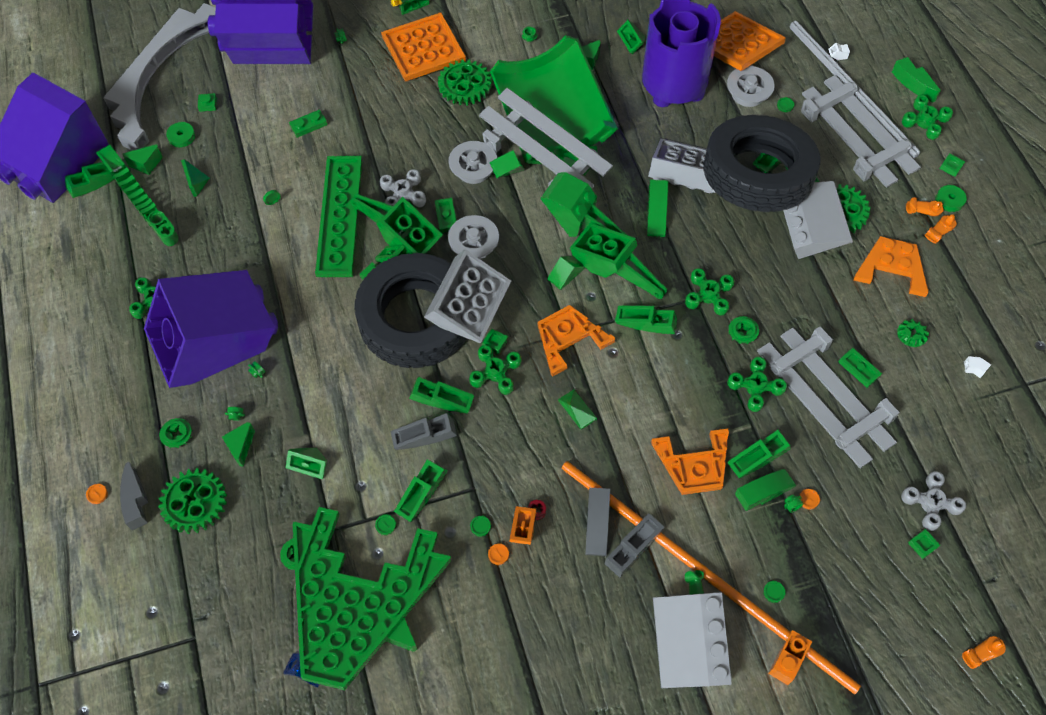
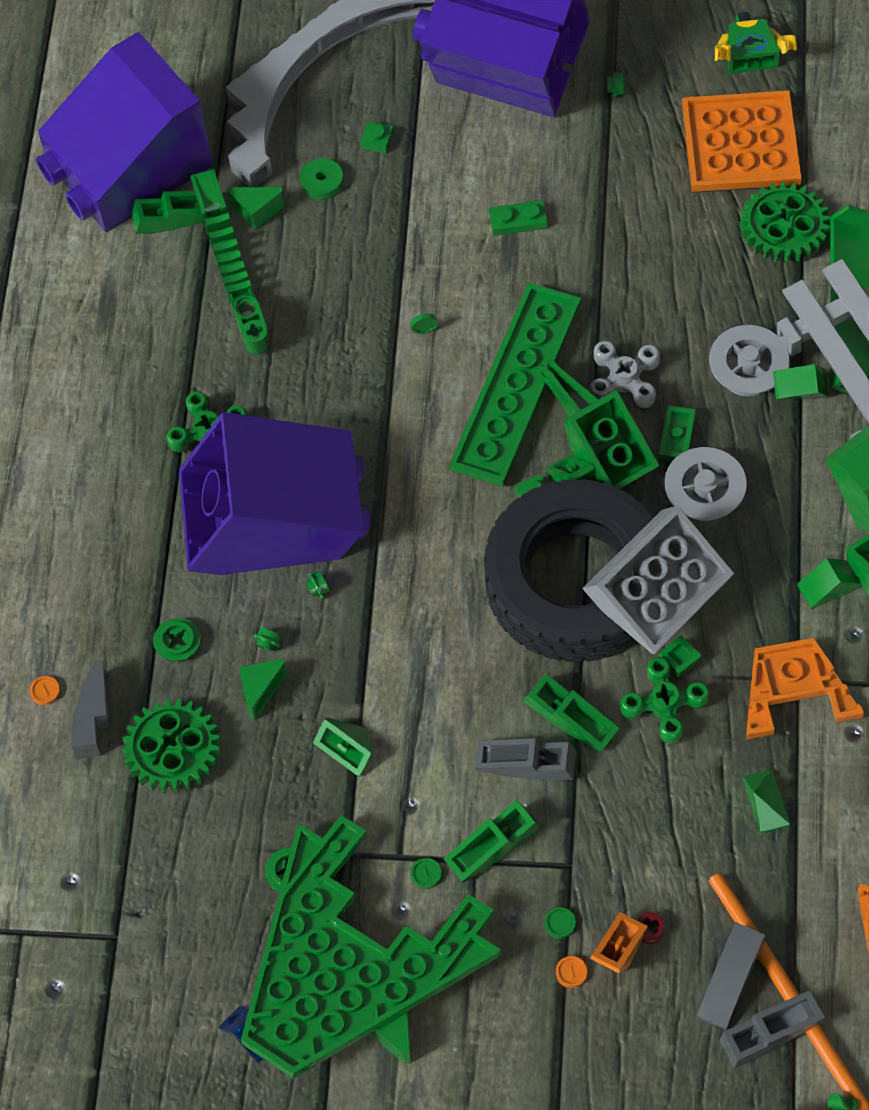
camera: 25 degrees right, 0 degrees up
(195, 178) = (321, 256): green slope -> none

